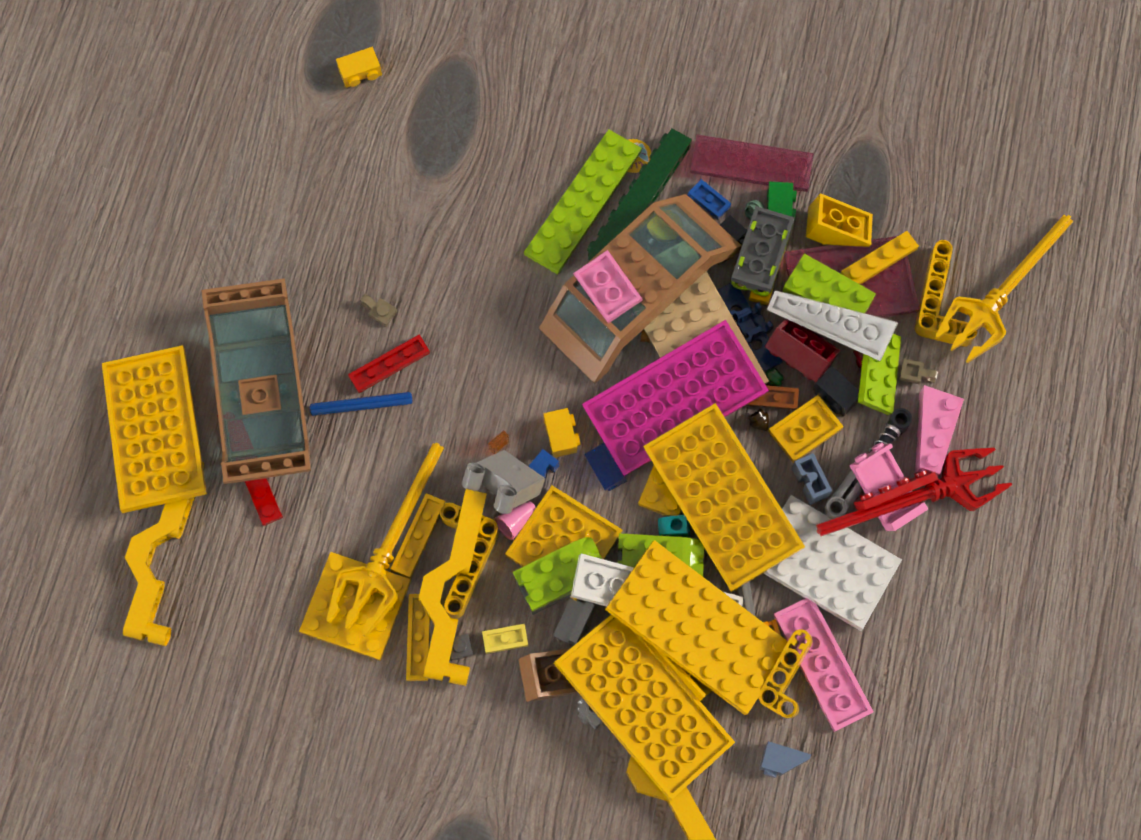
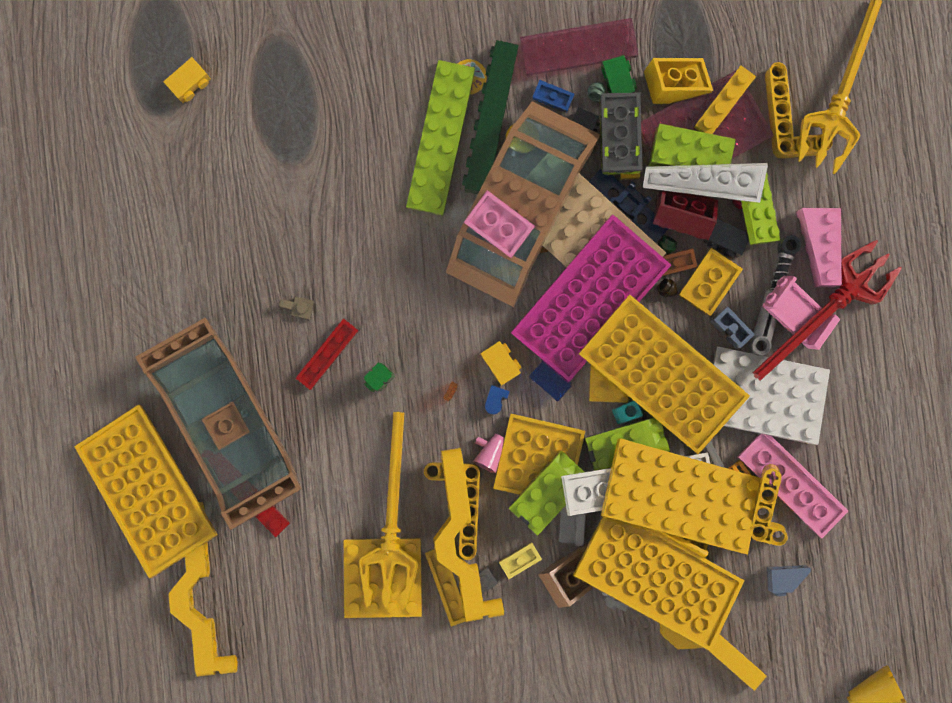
camera: 20 degrees left, 15 degrees up
(361, 403) = (316, 399): blue axle -> none
(417, 536) = (412, 499): yellow plate -> none
(431, 400) = (377, 379): none -> green brick
(506, 478) = (472, 426): light grey piece -> none
(887, 492) = (809, 315): red plate -> none
(913, 372) = (787, 195): dark tan plate -> none

